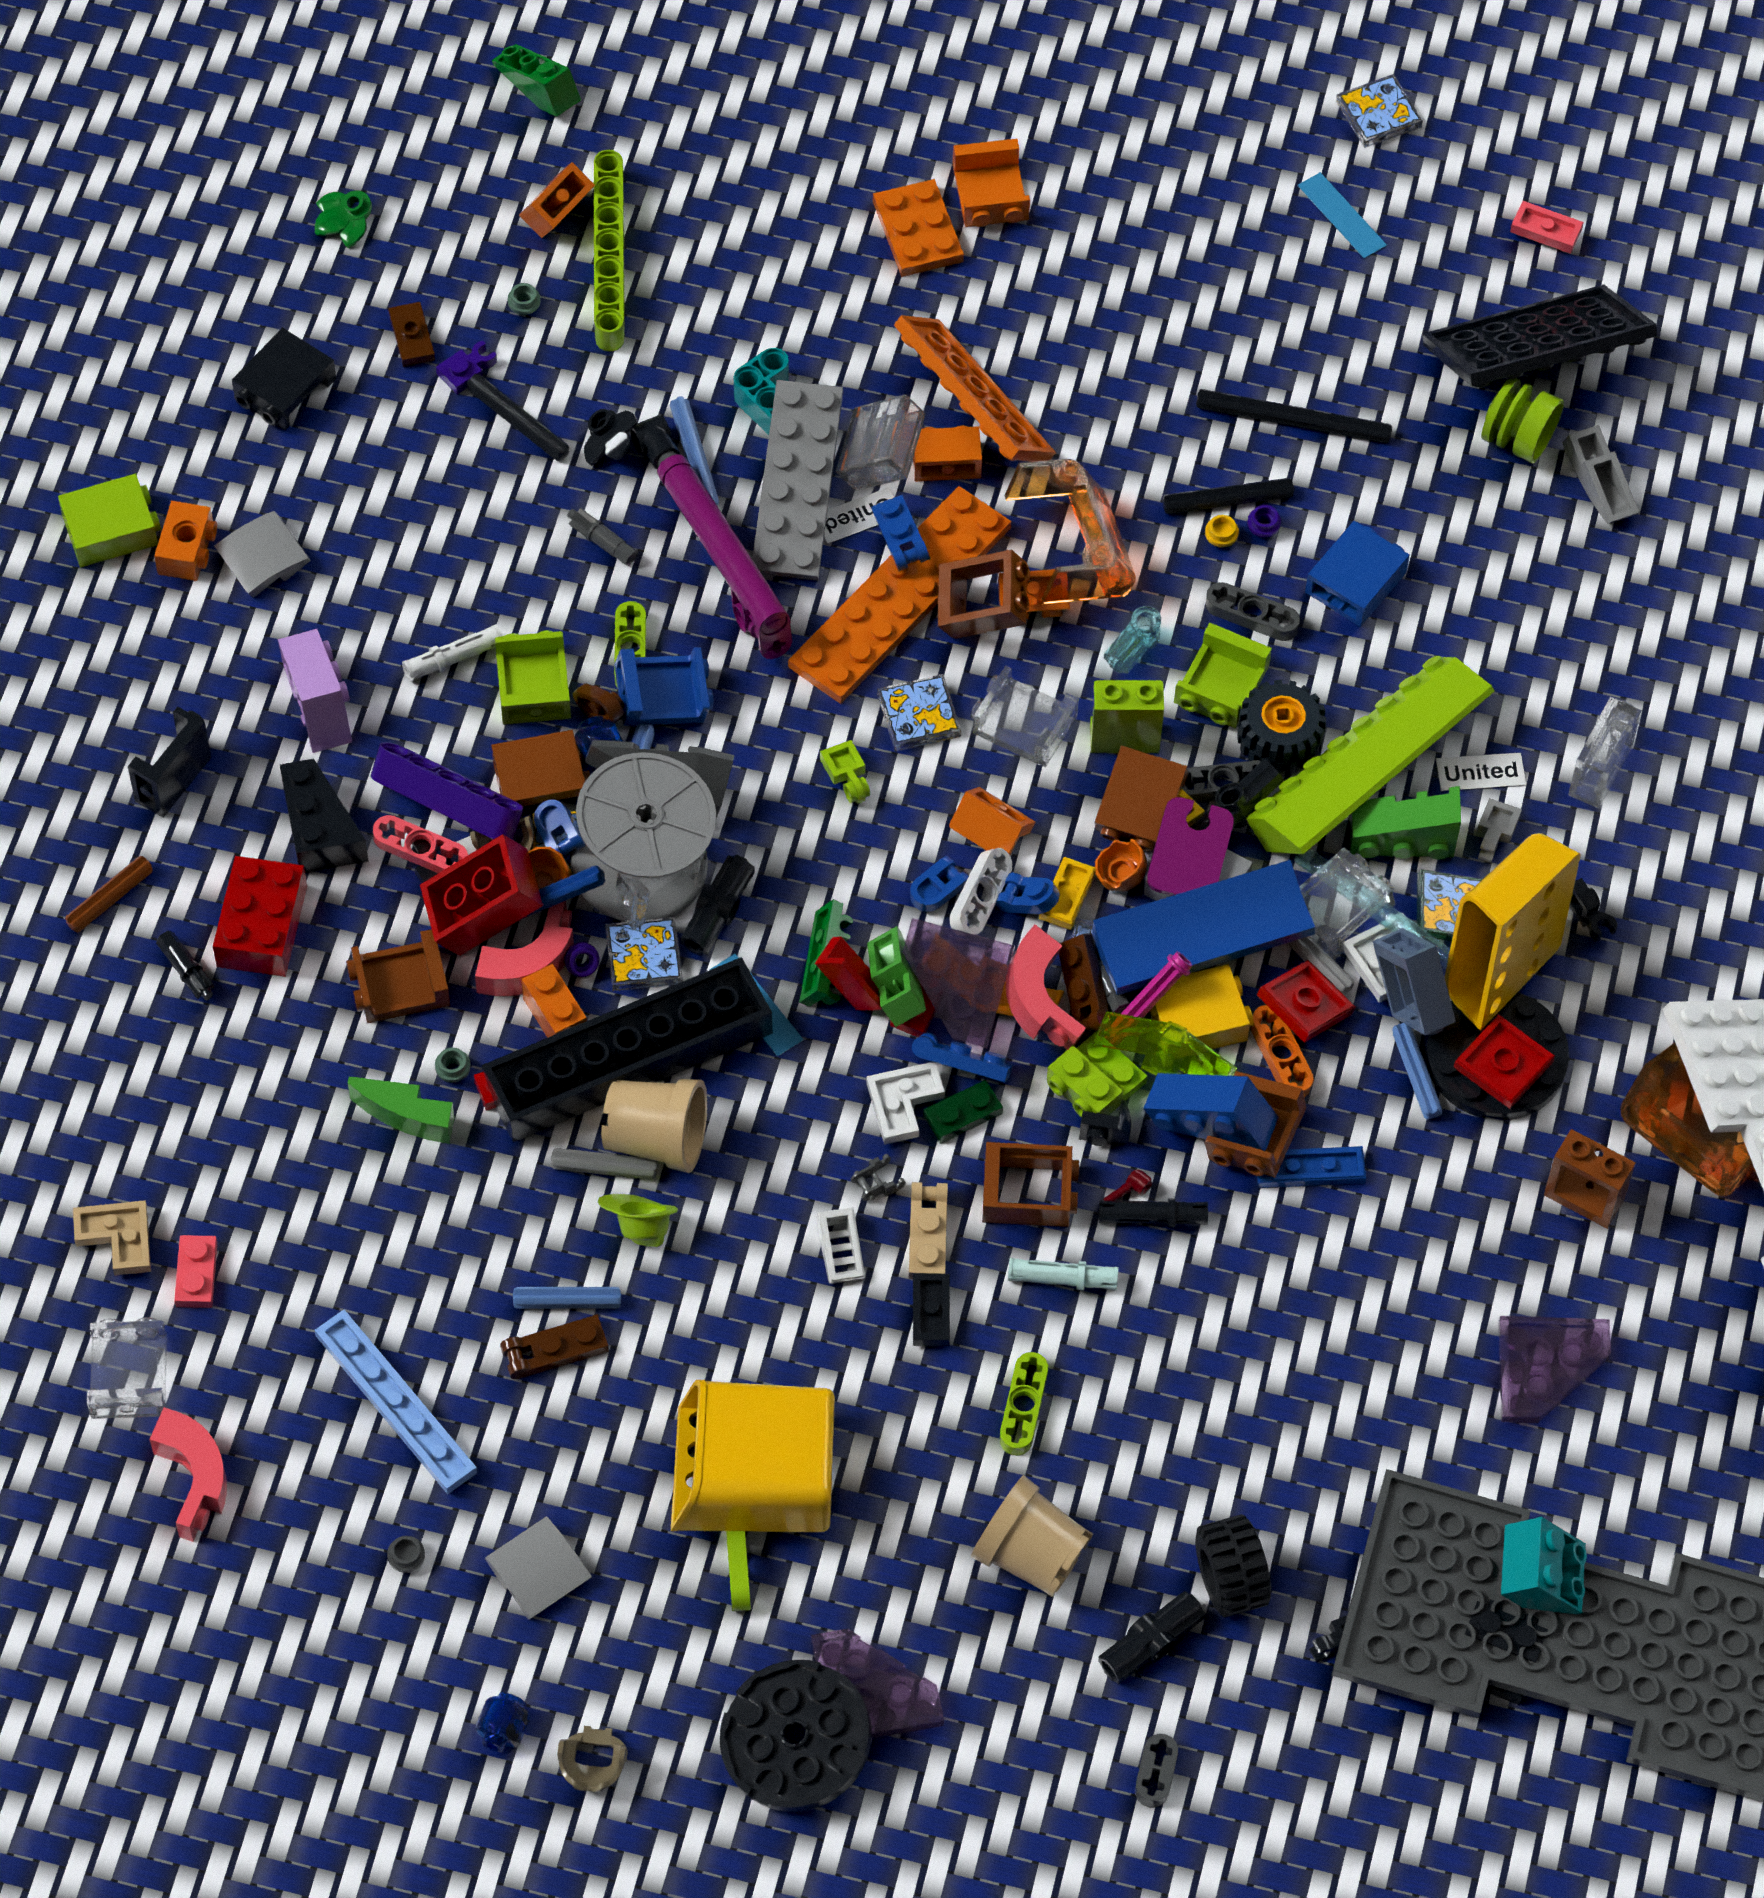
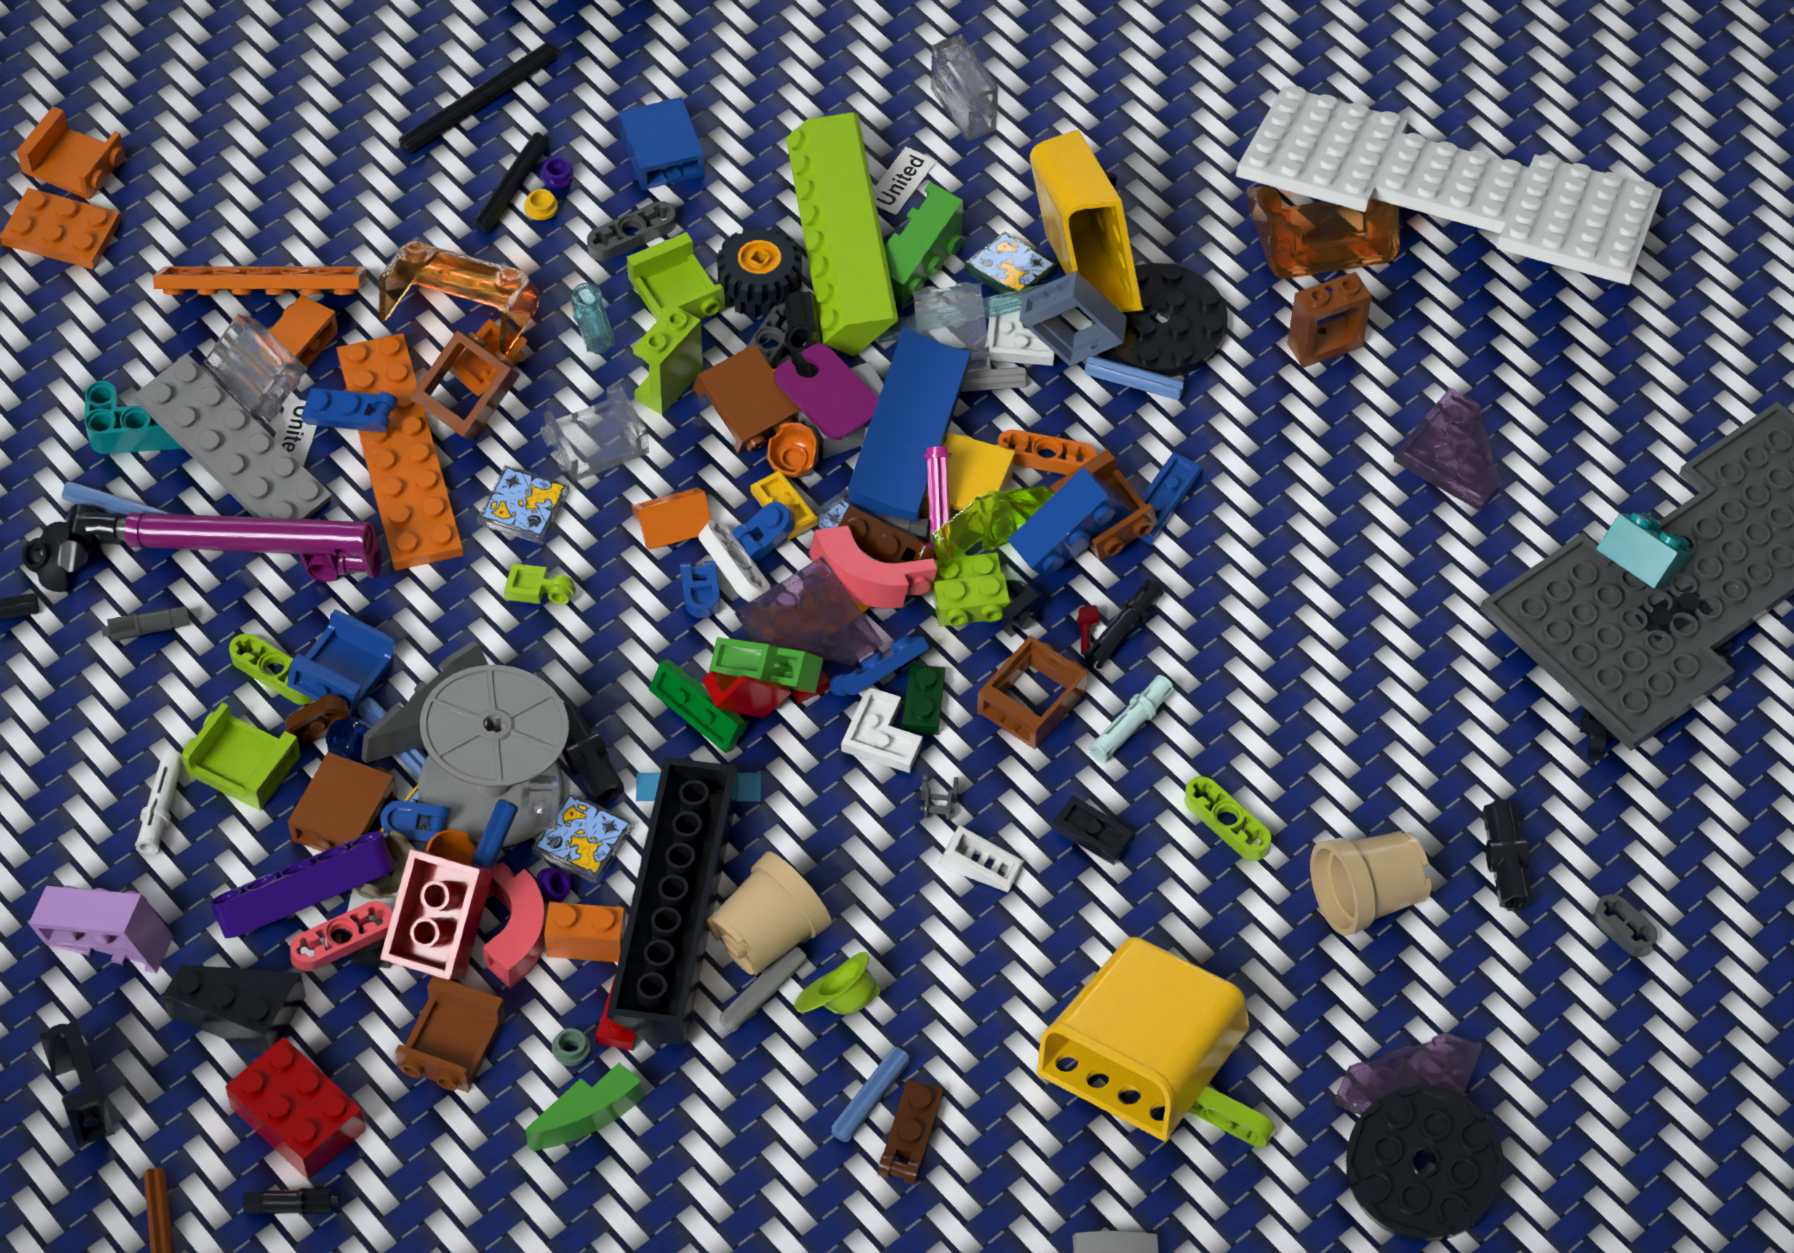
camera: 55 degrees left, 5 degrees down
(928, 1230) = (1015, 790): tan plate -> none
(1233, 1565) = (1496, 753): black tyre -> none
(1306, 1001) = (1016, 408): red plate -> none
(1497, 824) = (966, 189): light grey plate -> none
(1504, 1061) = (1181, 312): red plate -> none

